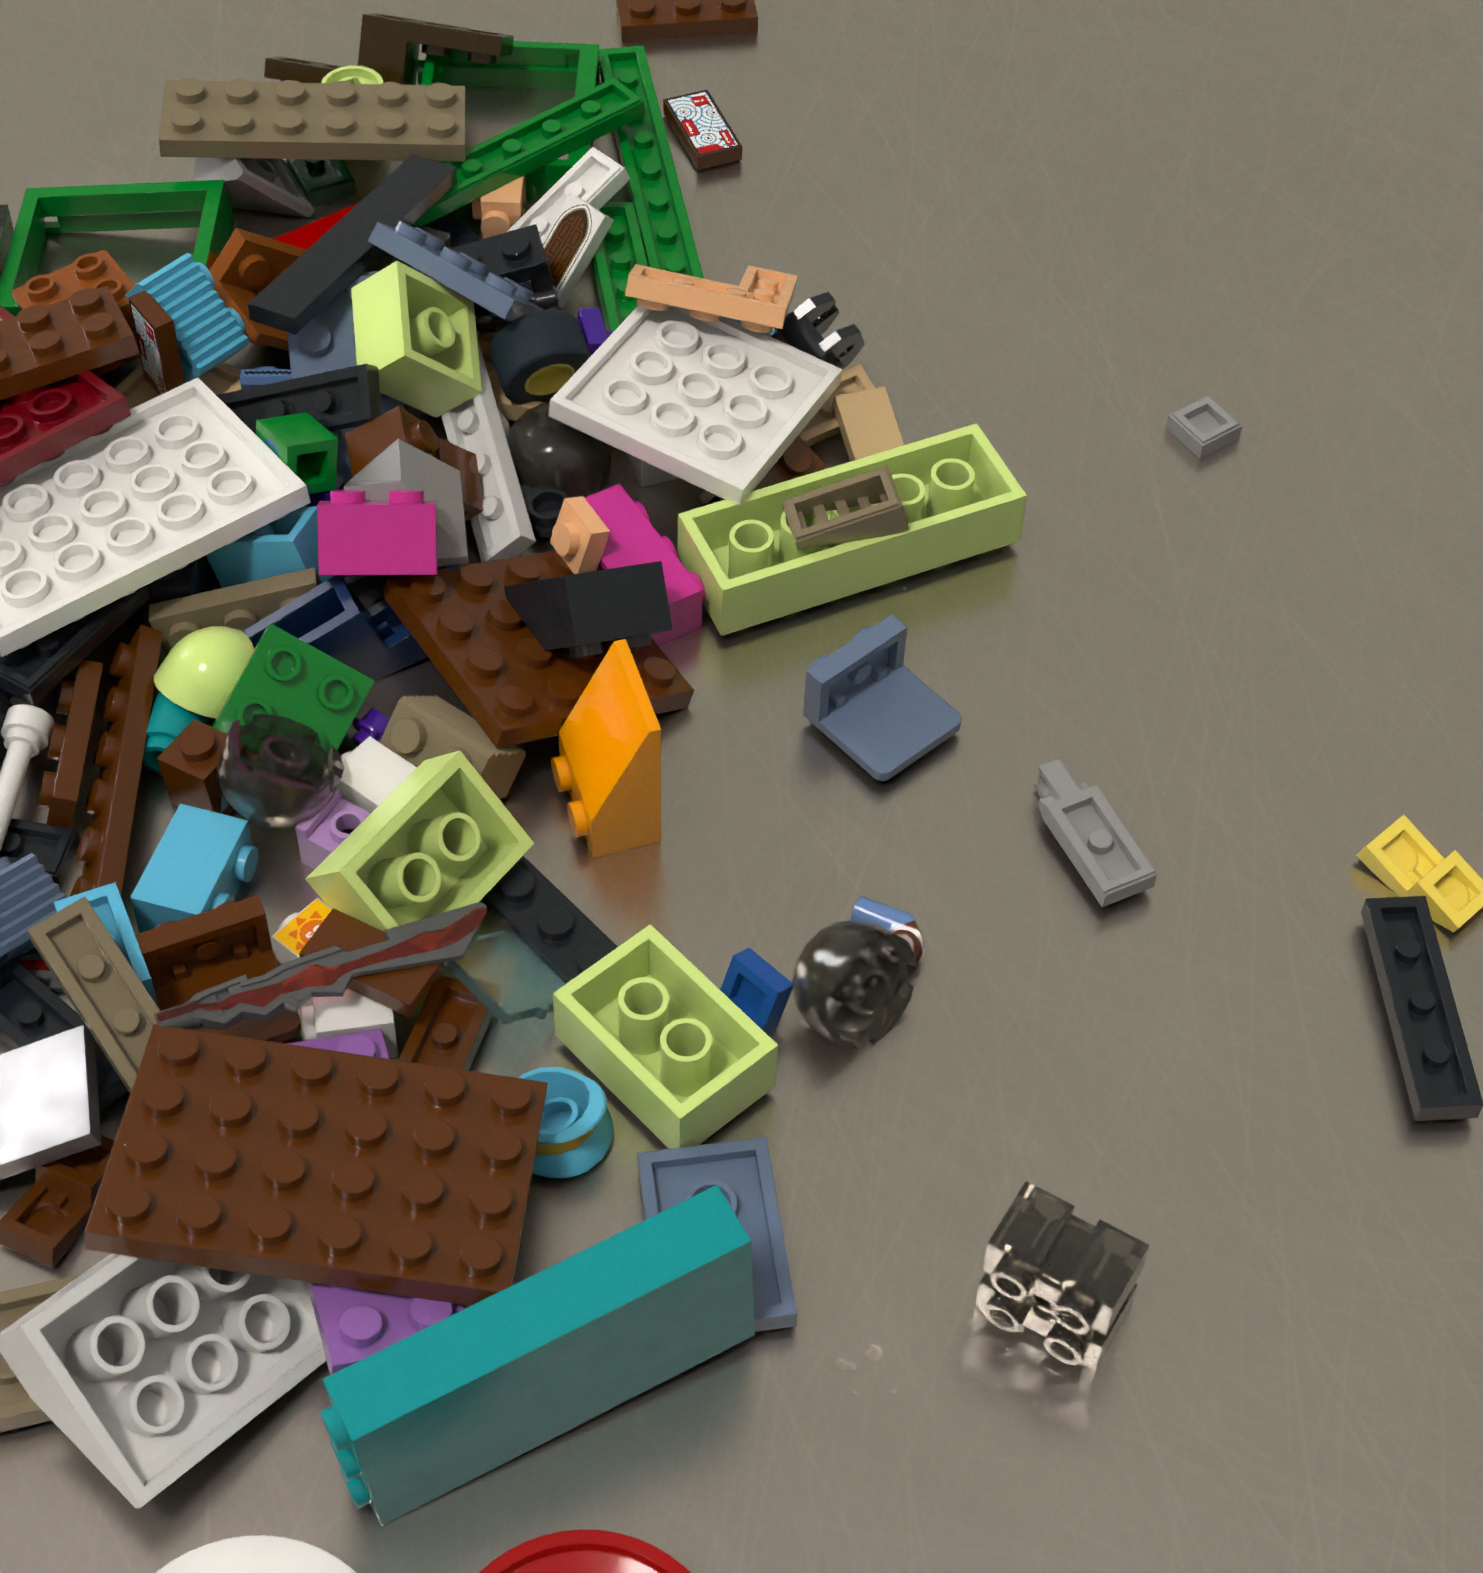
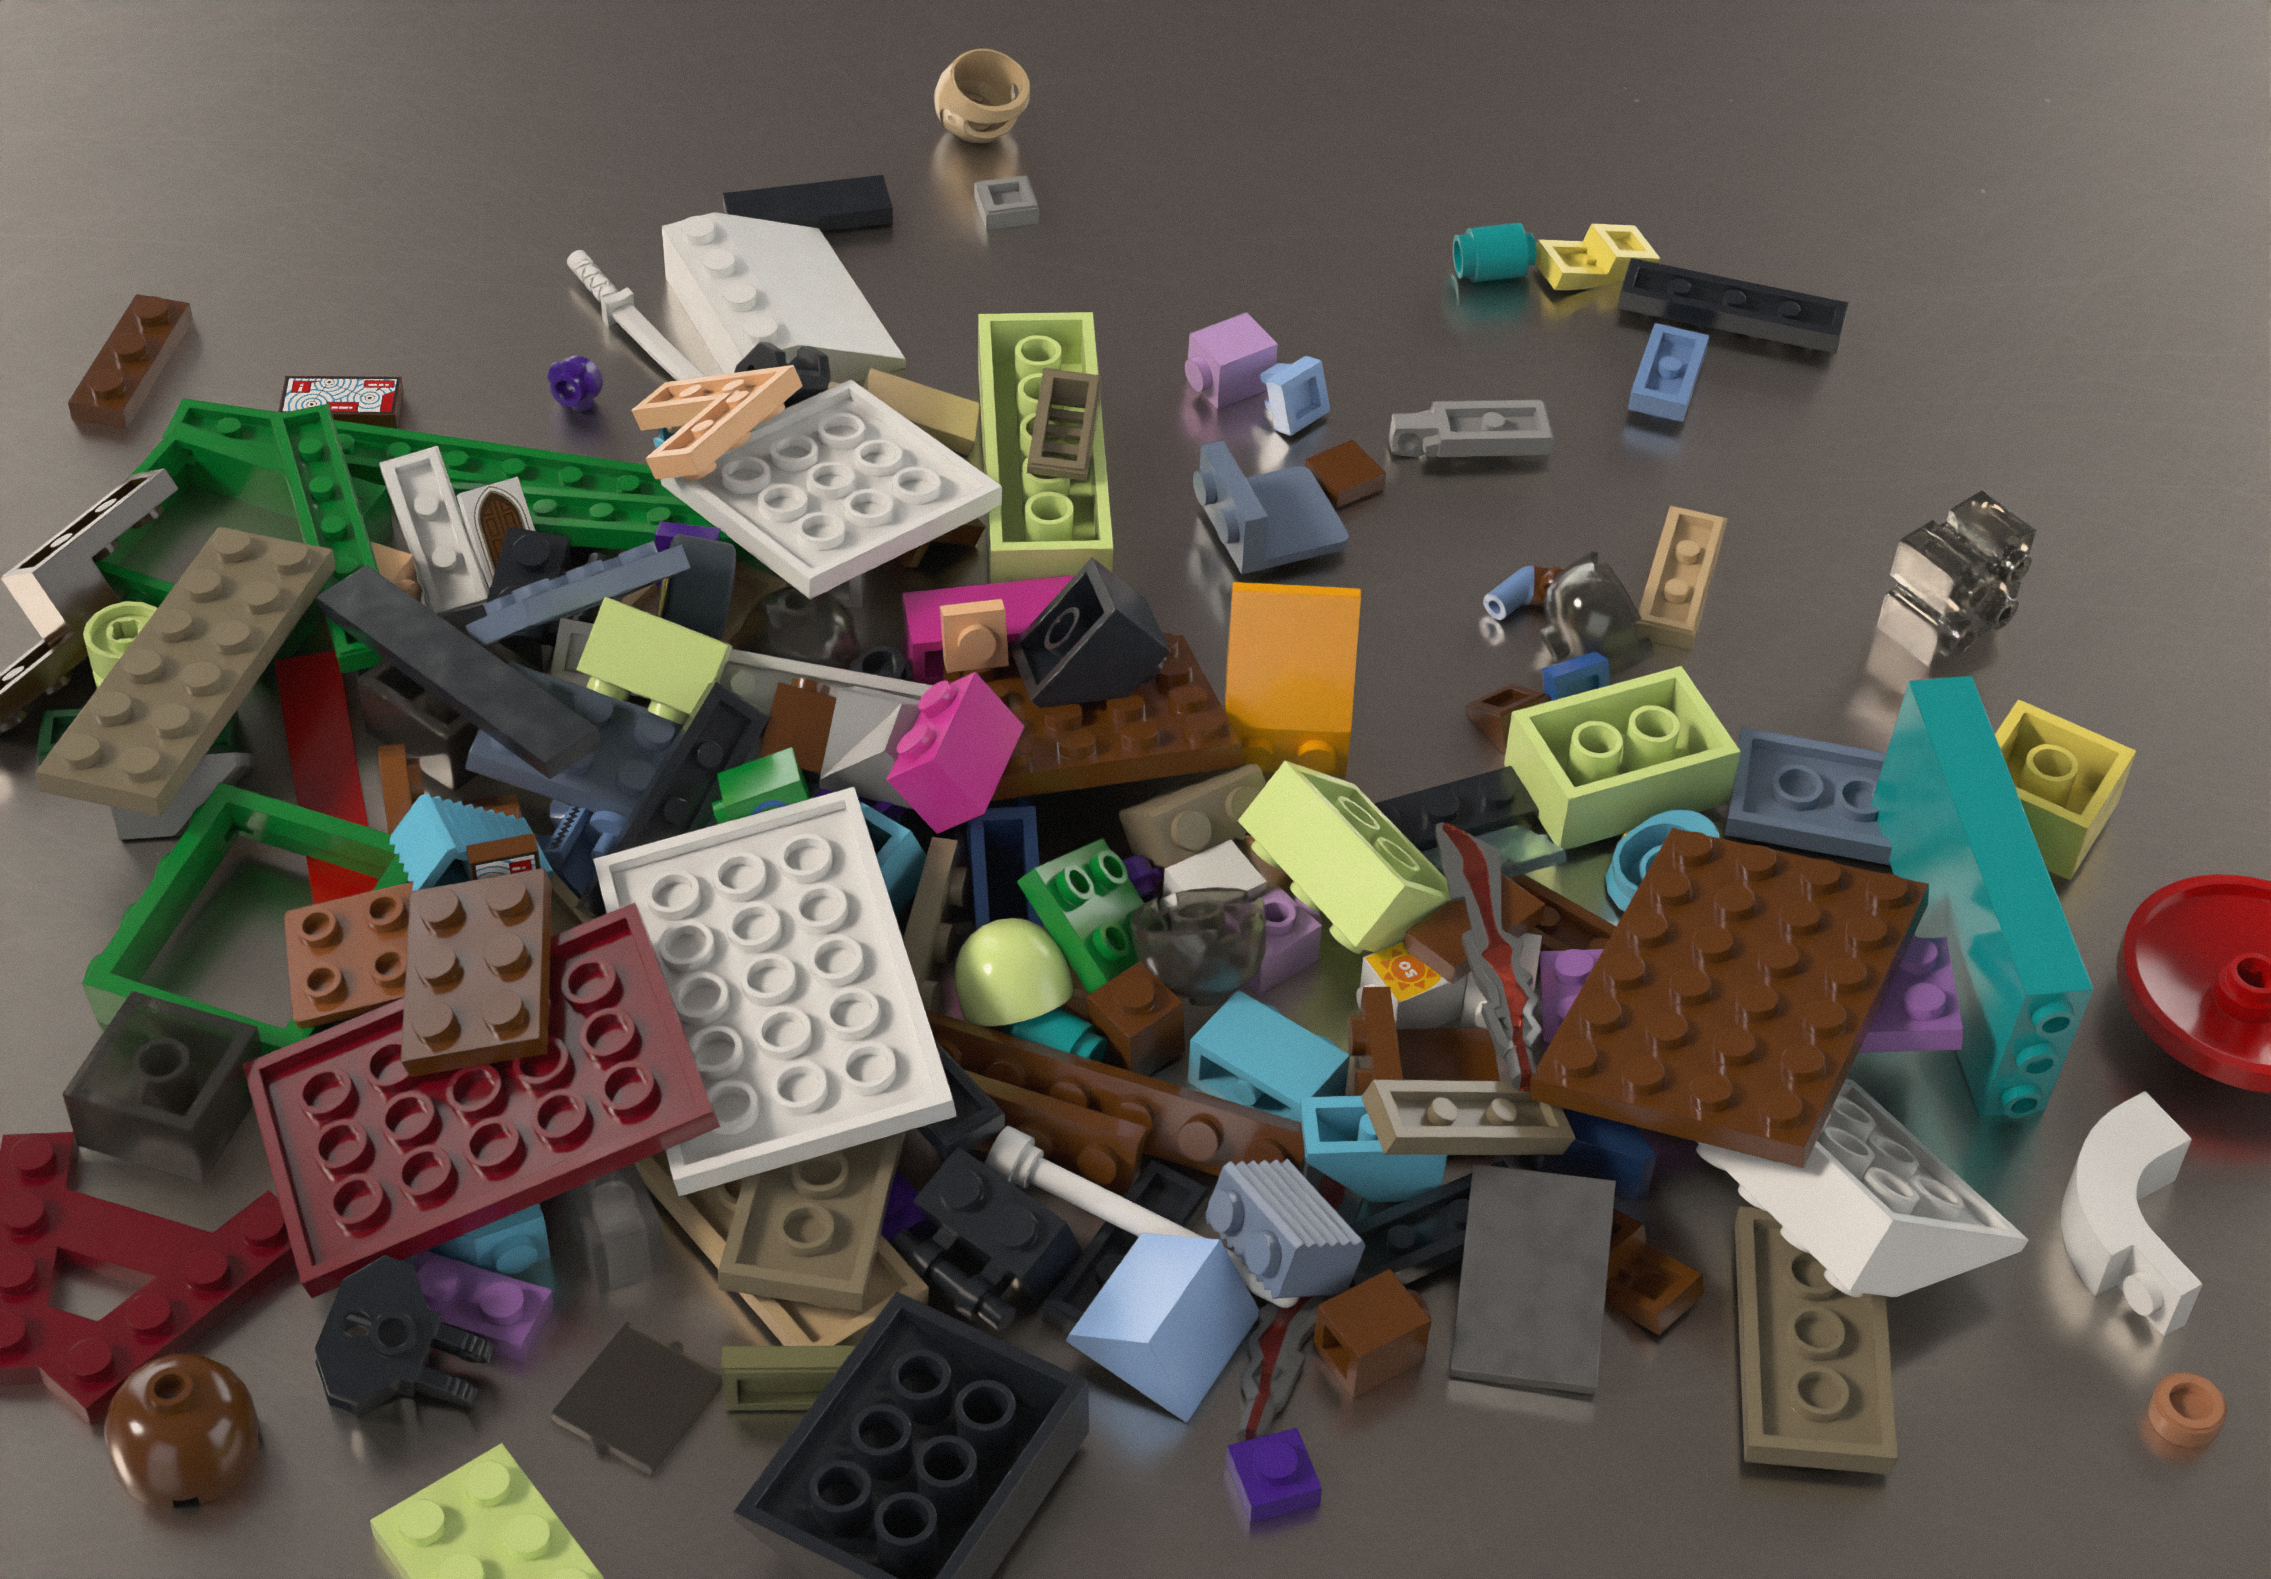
camera: 70 degrees left, 5 degrees down
(712, 950) = (1494, 711): none -> reddish brown slope
(787, 1424) = (2064, 781): none -> light yellow brick
(789, 237) = (582, 375): none -> dark purple plate
(901, 237) = (620, 309): none -> white sword
(959, 319) = (773, 285): none -> white slope
(979, 754) = (1346, 473): none -> reddish brown tile
(983, 1053) = (1680, 577): none -> tan tile
(1050, 684) = (1296, 394): none -> light blue tile
(1069, 627) = (1229, 359): none -> lavender brick
(1106, 307) = (817, 204): none -> black tile
(1276, 972) = (1668, 372): none -> medium blue plate
(1304, 353) = (980, 94): none -> tan helmet
(1362, 785) = (1494, 252): none -> teal brick

